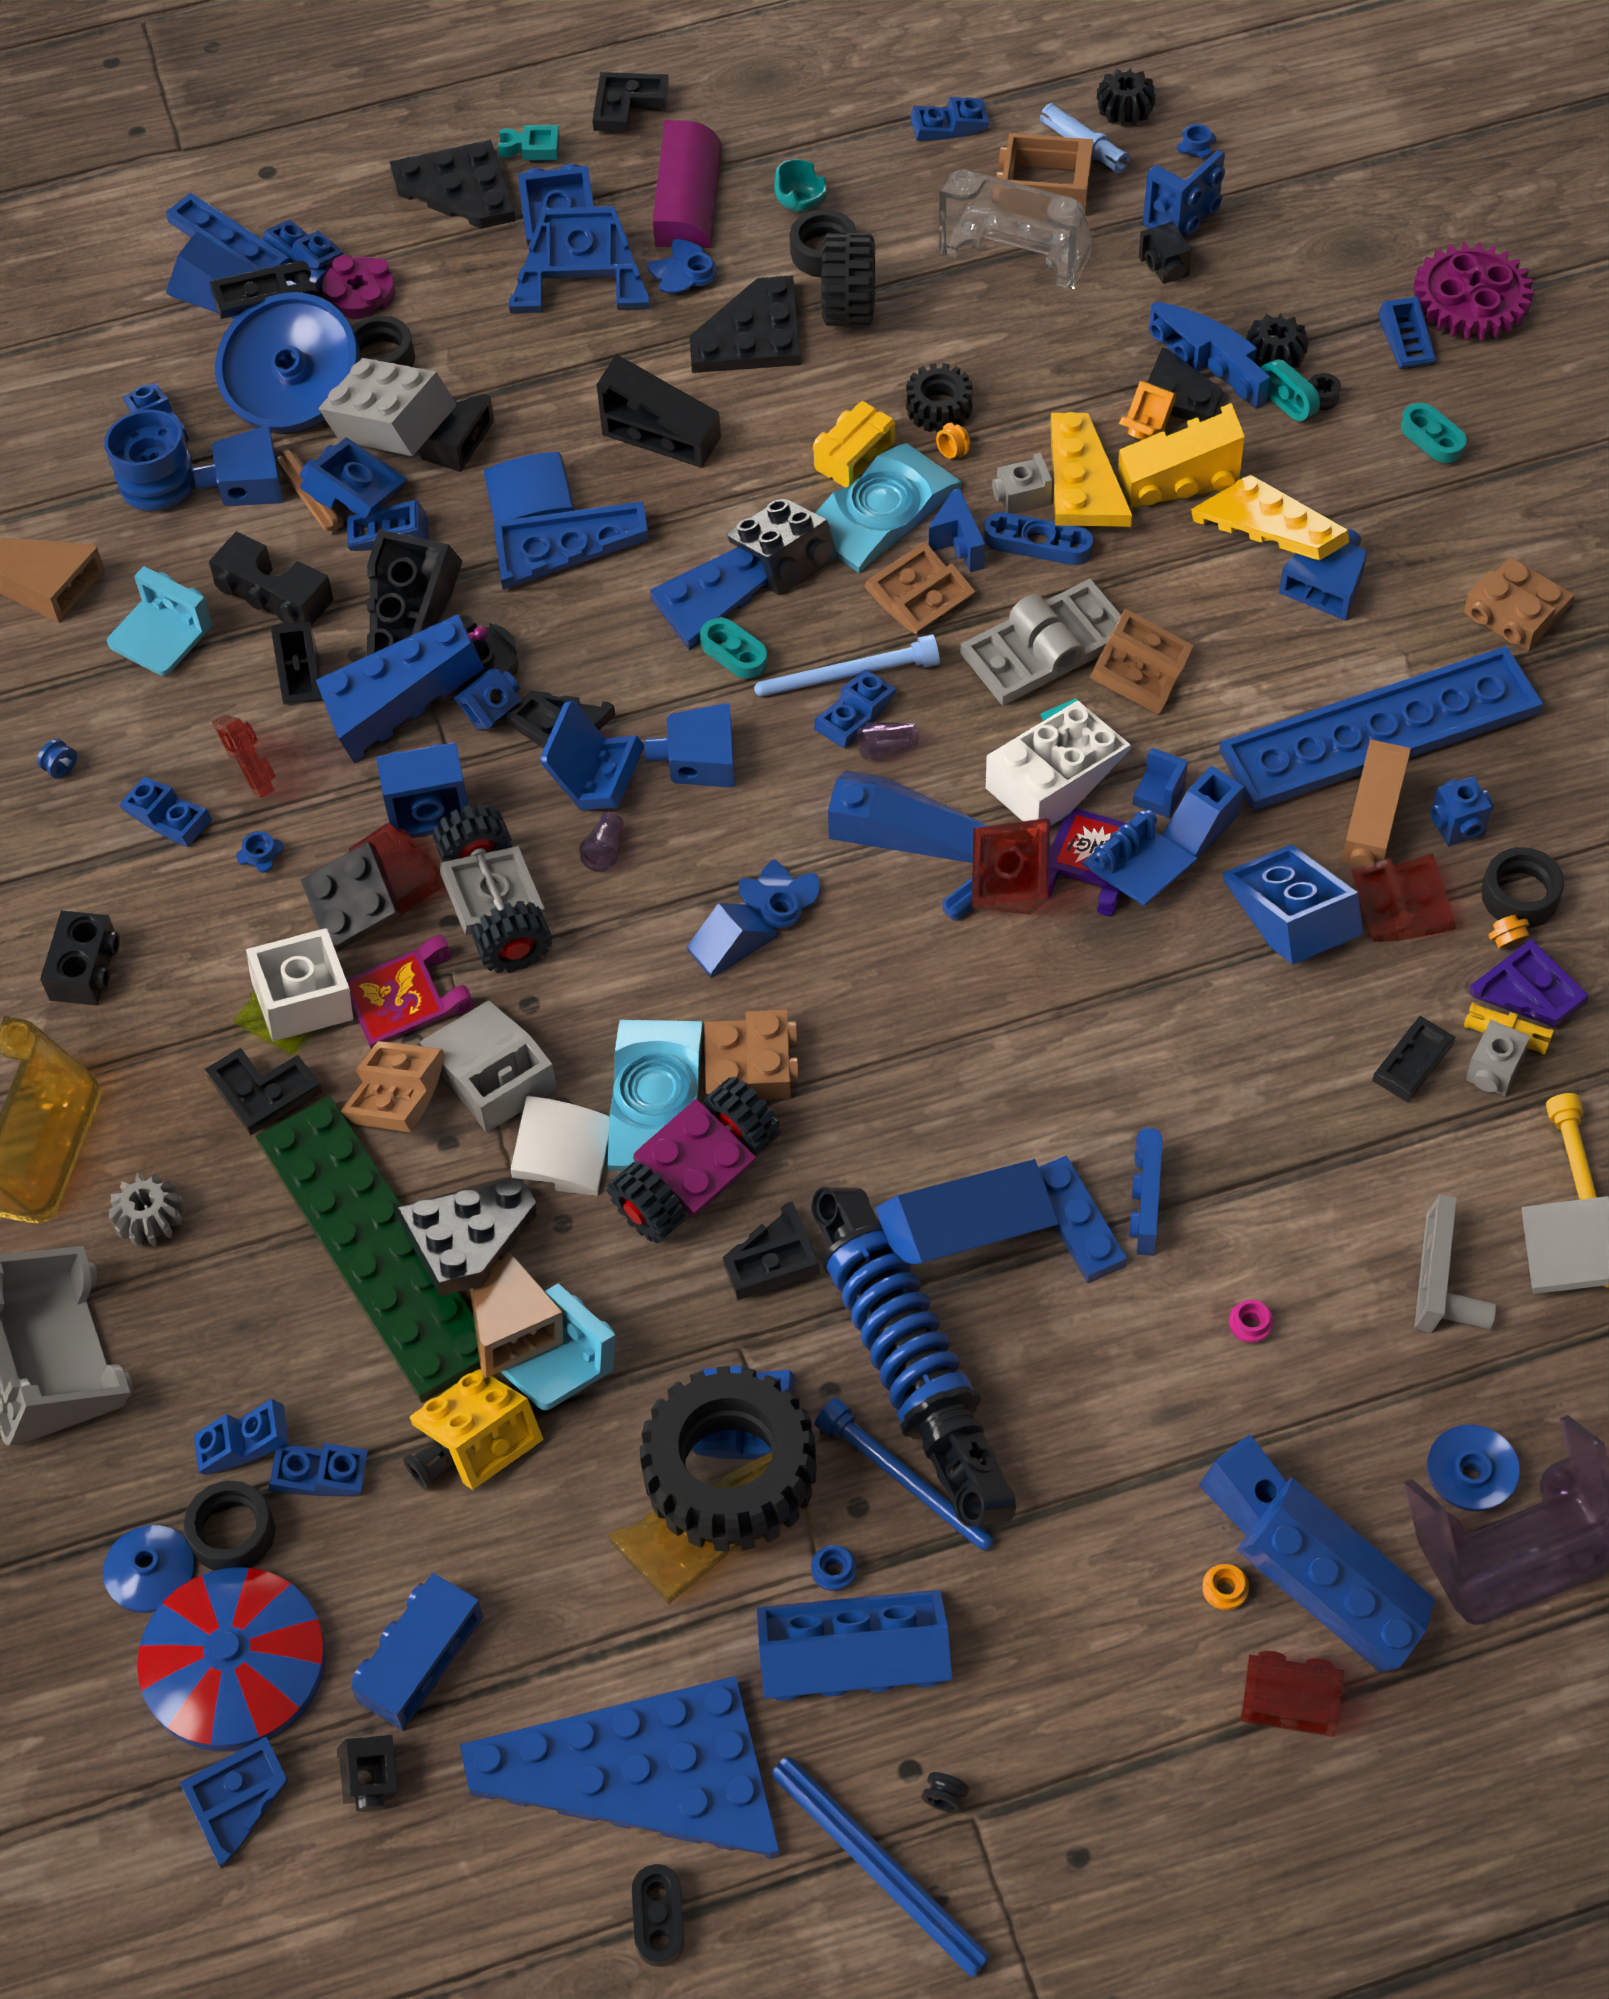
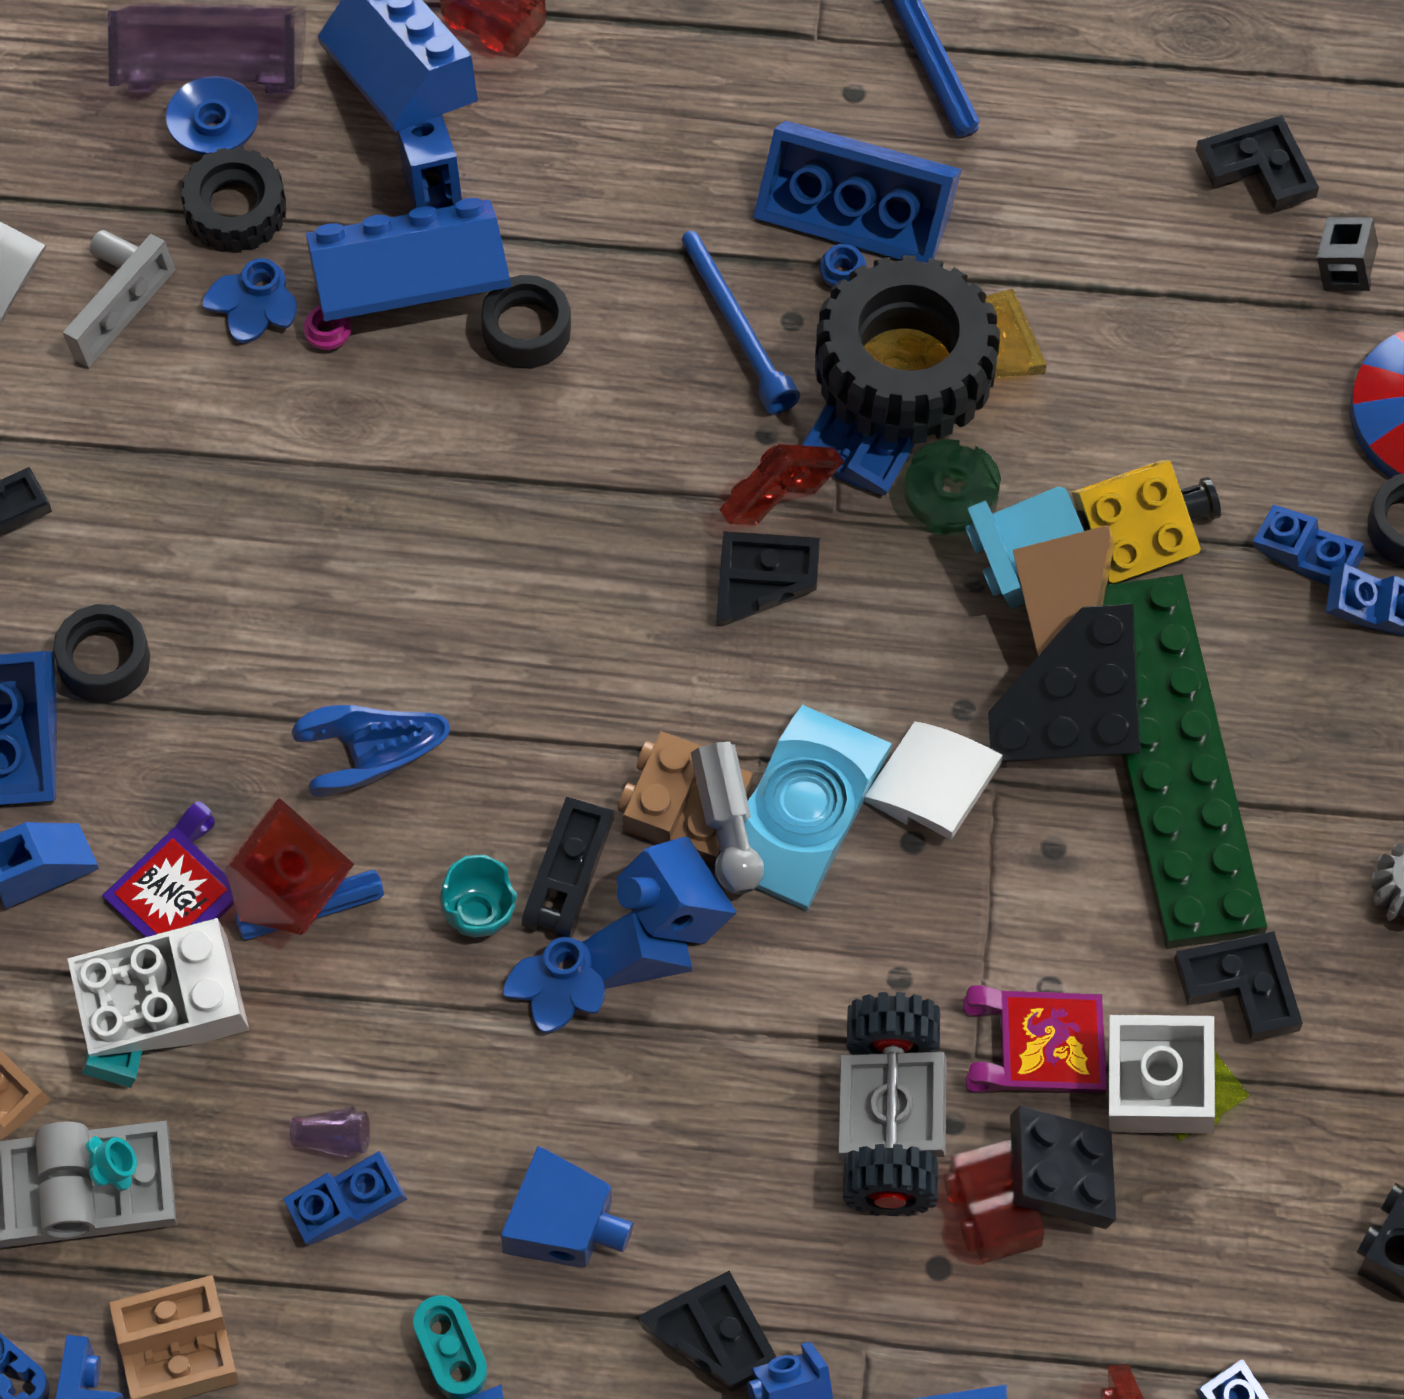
camera: 160 degrees left, 5 degrees up
(258, 842) = (1150, 1292): blue plate -> none
(394, 1086) = (1094, 909): medium nougat slope -> none
(416, 1650) = (1267, 336): blue brick -> none
(422, 787) = (924, 1268): blue brick -> none
(486, 1858) = (1262, 150): none -> black plate
(492, 1064) = (978, 899): light grey slope -> none
(587, 764) = (698, 1232): blue bracket -> none
(601, 845) = (732, 1134): clear purple cone -> none
(631, 1375) = (945, 459): none -> clear green plate
(650, 1764) = (1081, 175): blue wing -> none
(657, 1917) = (1125, 57): black plate -> none
(693, 1159) = (803, 680): plate -> none
(705, 1034) = (726, 811): none -> light grey piece
(722, 964) = (674, 893): none -> blue torso
(790, 1310) = (781, 471): none -> clear red plate
(813, 974) = (568, 866): none -> black plate
(867, 917) = (477, 896): none -> teal hair
(894, 817) = (375, 1028): blue wedge -> none
(911, 1356) = (677, 409): piece -> none
(921, 652) = (225, 1238): light blue piece -> none
(945, 1792) = (835, 49): black bush -> none
(967, 1213) = (553, 495): blue brick -> none
(1001, 1004) = (376, 738): none -> blue animal
(1011, 640) = (111, 1162): none -> teal plate
(1081, 1222) = (435, 494): blue plate -> none
(1084, 1361) = (525, 352): none -> black tyre
(1139, 859) = (139, 838): blue hinge -> none
(1146, 1189) = (352, 479): blue plate -> none
(1161, 783) = (54, 926): blue panel -> none
(1209, 1382) = (407, 259): none -> blue slope
(1225, 1574) = (494, 106): light orange plate -> none
(1256, 956) = (95, 620): none -> black tyre
(1328, 1316) = (252, 306): none -> blue plate
(1409, 1367) = (231, 167): none -> black tyre

